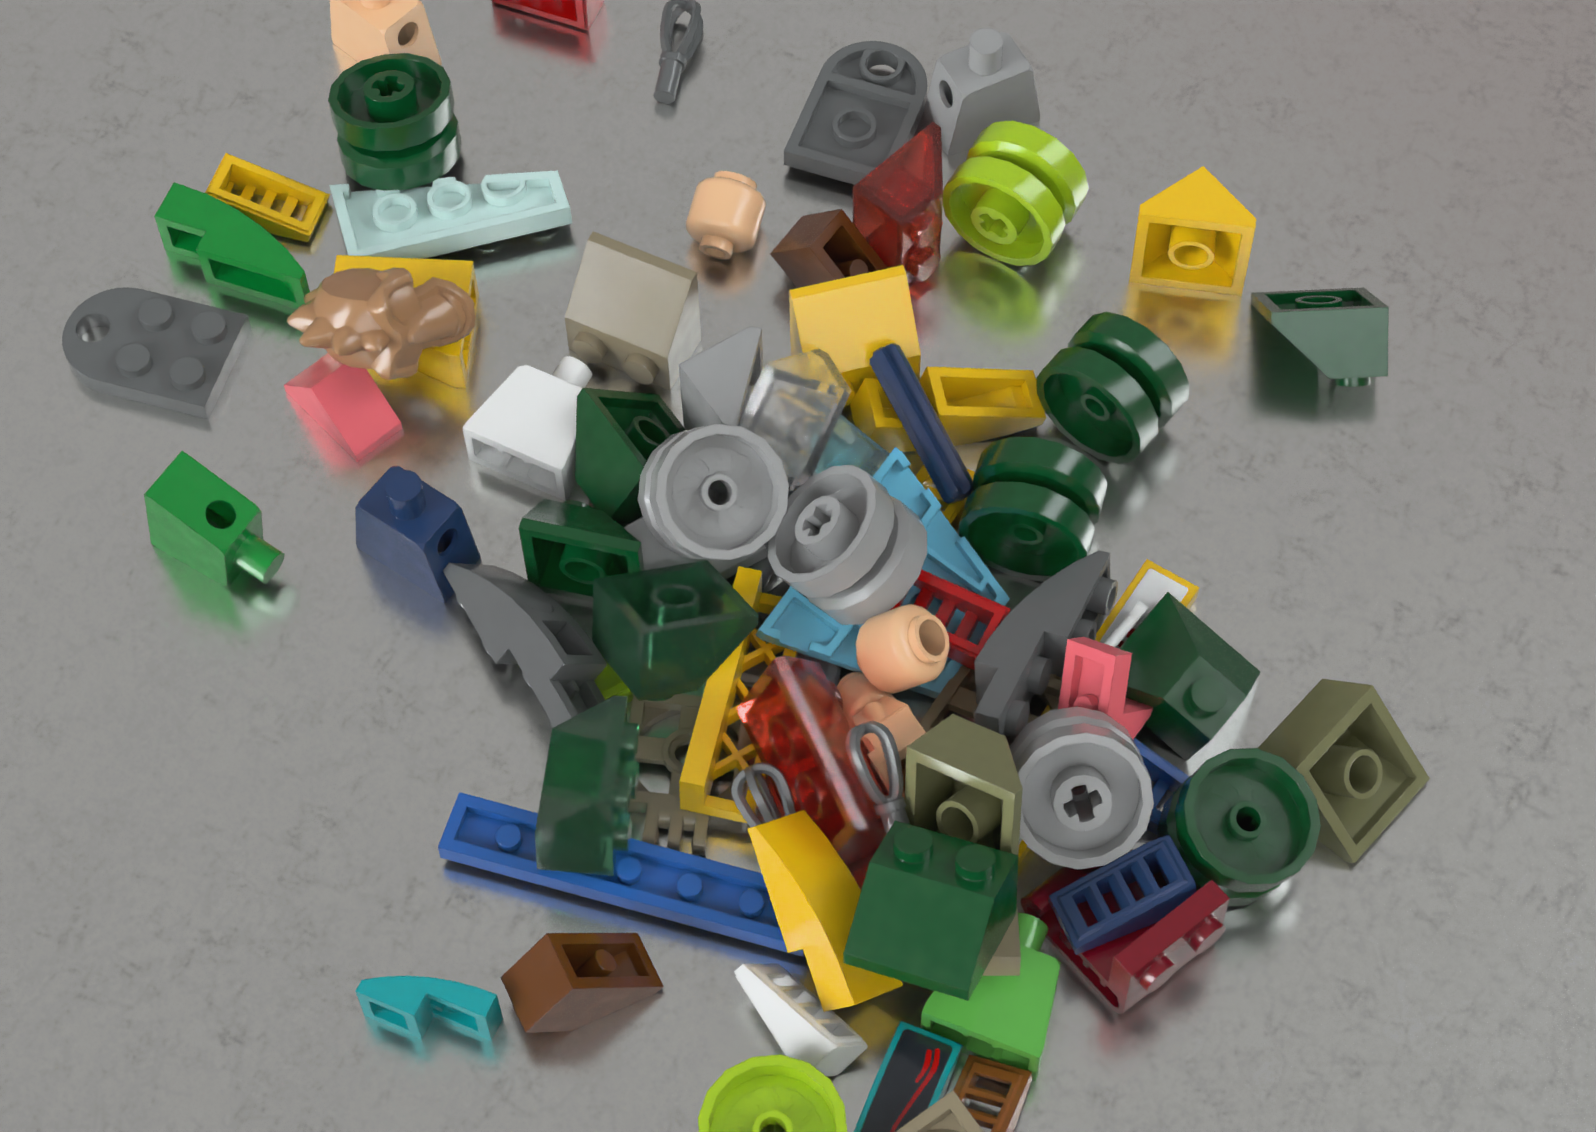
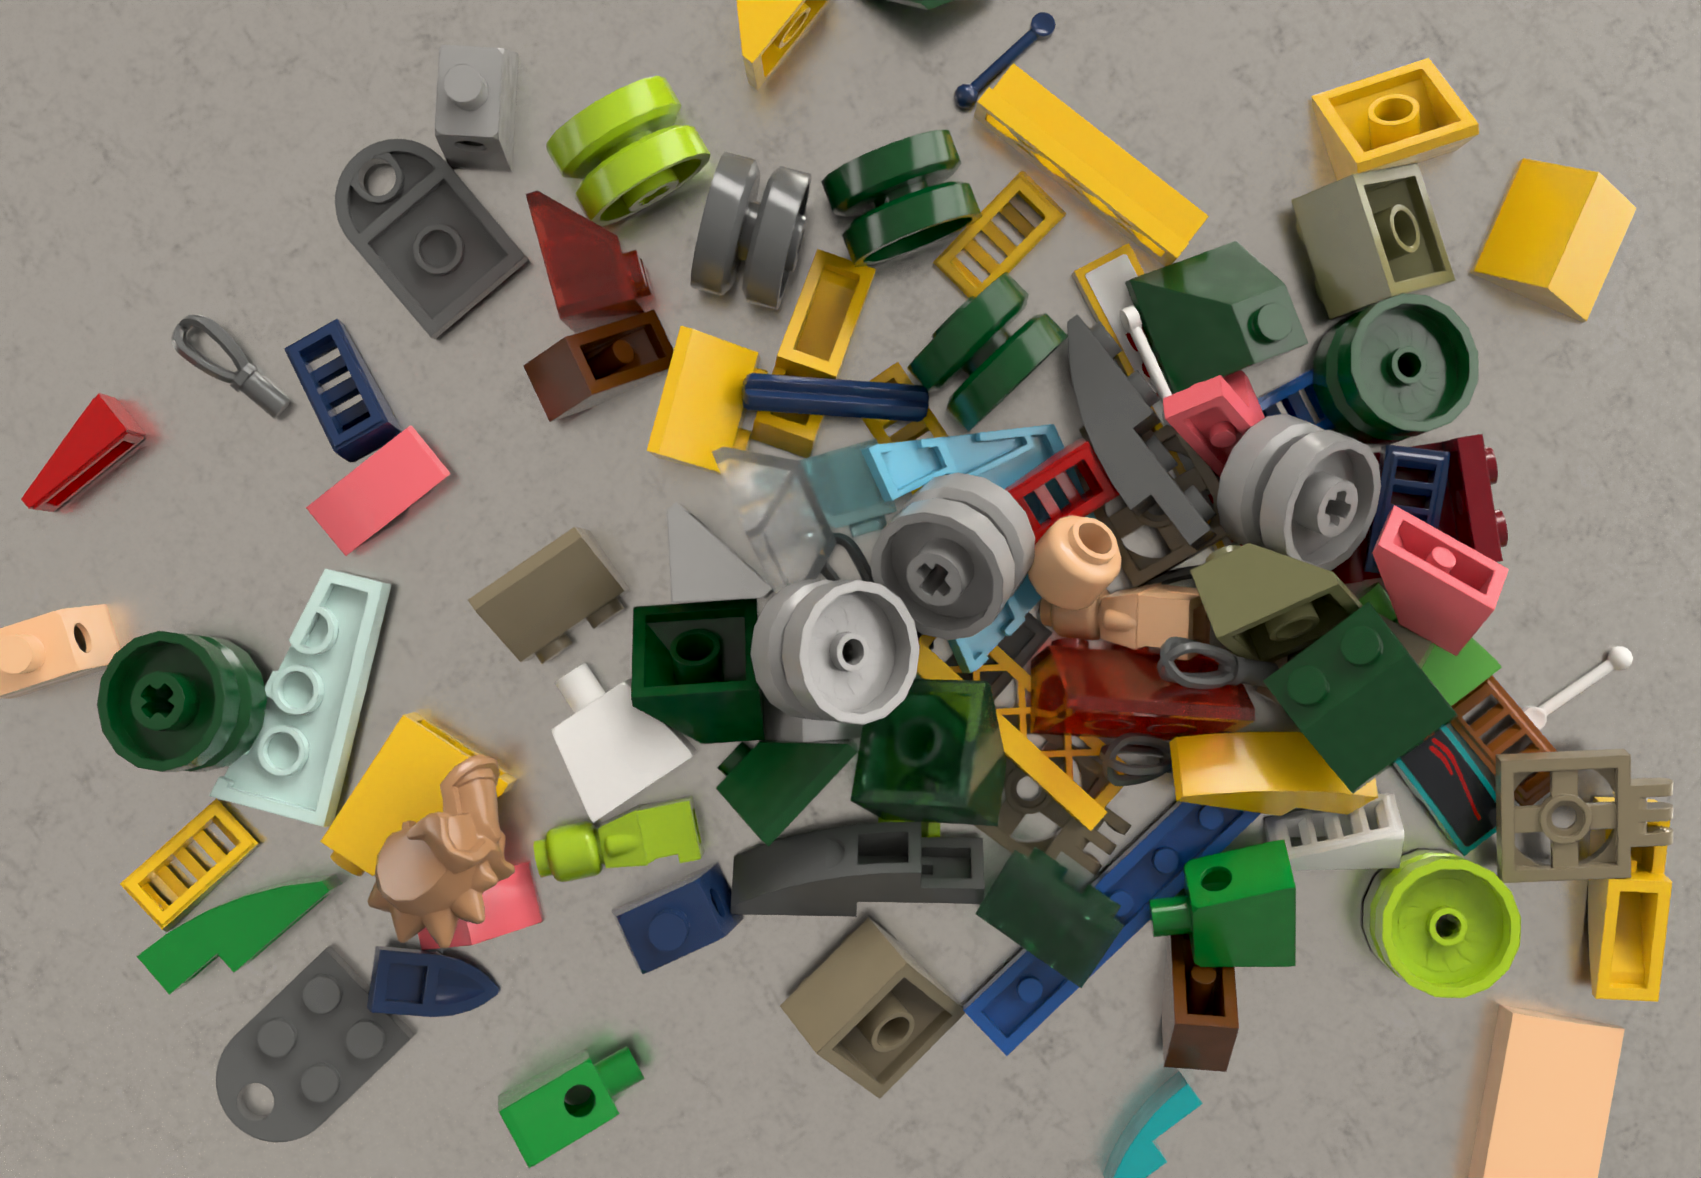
camera: 60 degrees left, 30 degrees up
(257, 394) = (425, 984): none -> dark blue plate
(418, 725) = (872, 1009): none -> dark tan slope
(462, 472) = (624, 841): none -> lime piece
(645, 175) = (378, 490): none -> coral slope
(680, 953) = (1234, 908): none -> green torso
(697, 131) = (363, 425): none -> dark blue slope
(725, 214) = (473, 435): light nougat head -> none
(1012, 300) = (742, 228): none -> dark grey wheel
(1074, 925) = (1436, 581): none -> coral slope
(1159, 516) = (1036, 198): none -> yellow slope
(1241, 529) = (1089, 165): none -> yellow fence
(1325, 443) = (1041, 28): none -> dark blue hinge
(1448, 734) = (1392, 120): none -> yellow slope
(1451, 925) = (1555, 236): none -> yellow slope

